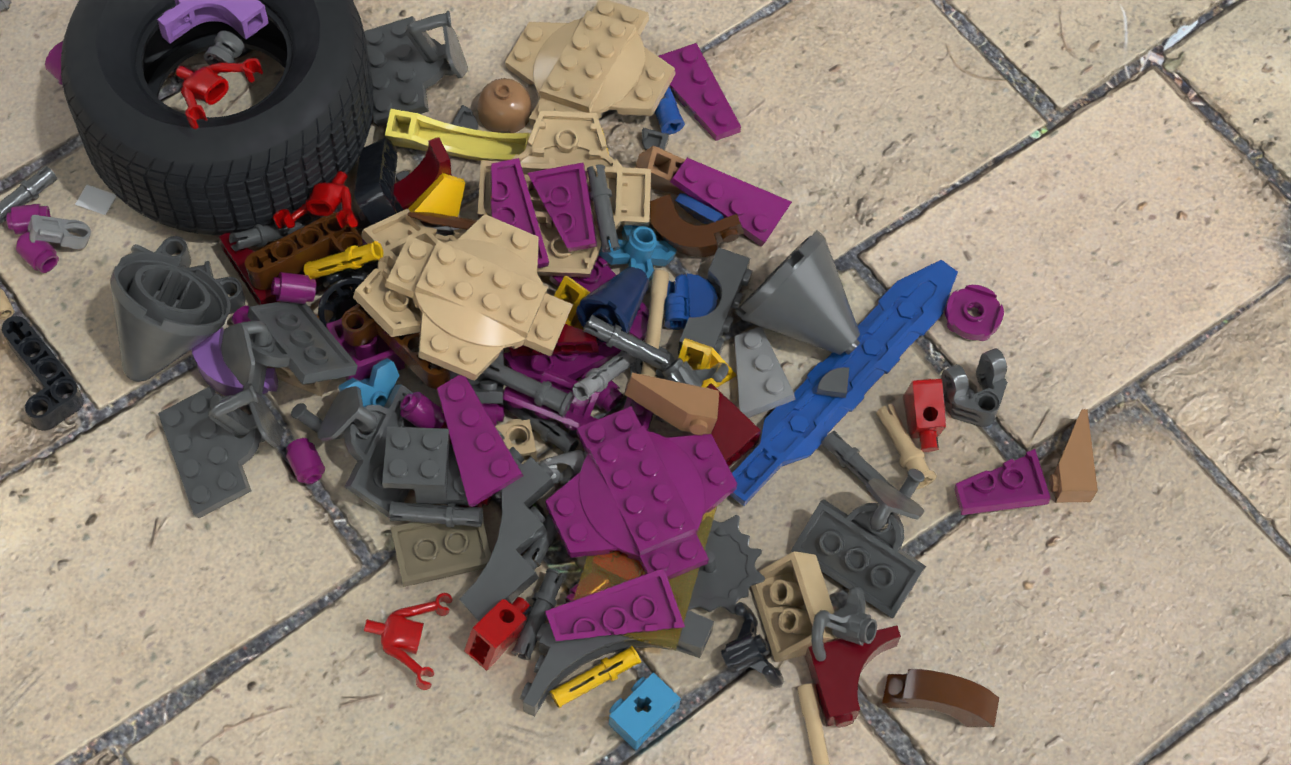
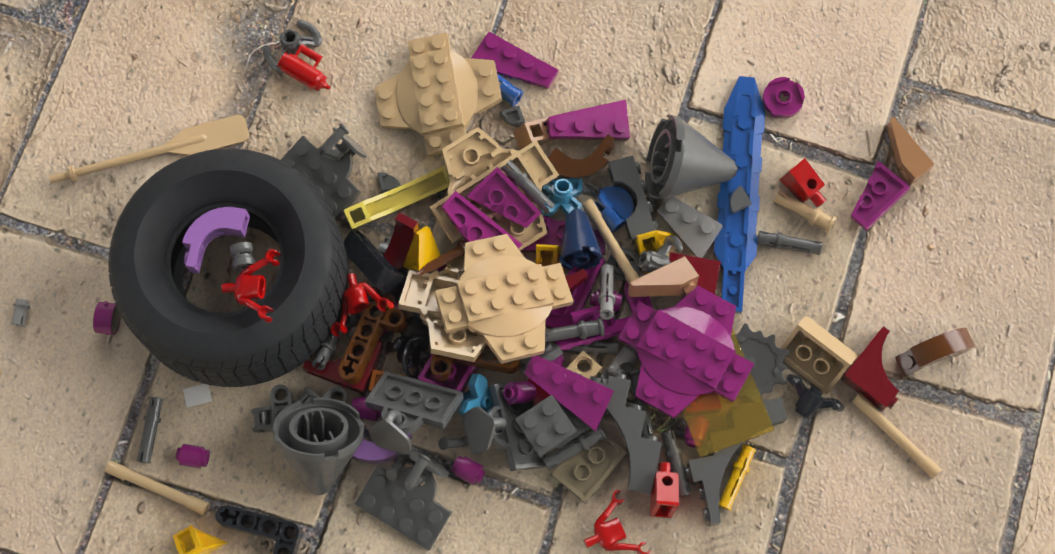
camera: 30 degrees left, 10 degrees up
(20, 216) = (169, 438): magenta brick -> none
(57, 231) = (194, 434): light grey piece -> none
(293, 288) = (379, 369): magenta brick -> none
(352, 257) = (406, 327): yellow pin -> none
(504, 106) = (404, 156): medium nougat cylinder -> none
(616, 337) = (607, 263): dark grey pin -> none
(625, 608) = (732, 425): magenta wing -> none
(638, 727) = (786, 467): dark azure brick -> none
(698, 210) = (578, 144): blue tile -> none
(847, 623) = (858, 346): dark grey piece -> none
(863, 554) = (832, 296): dark grey plate -> none
(990, 376) = (823, 132): dark grey piece -> none

